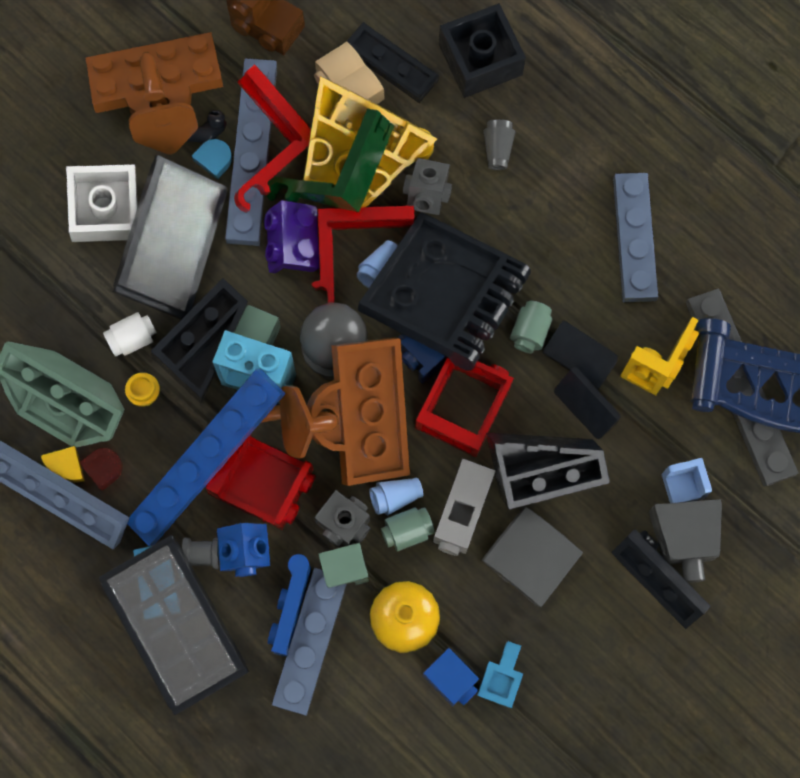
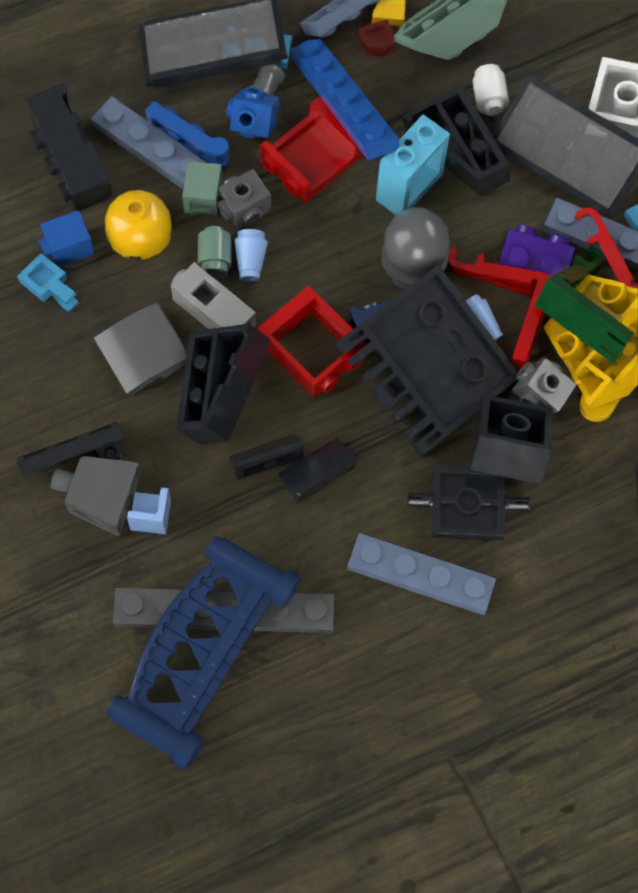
camera: 110 degrees right, 5 degrees down
(142, 389) = (434, 85): yellow plate -> none
(258, 325) = (449, 189): sand green panel -> none
(358, 715) = (67, 149): none -> black wedge
(363, 417) = (333, 230): dark orange plate -> none
(493, 192) = (512, 439): none -> black brick
(498, 142) = (571, 477): dark grey cone -> none
(531, 327) = (362, 431): sand green brick -> none
(557, 218) = (467, 503): none -> black plate
(652, 372) = (267, 518): yellow bracket -> none

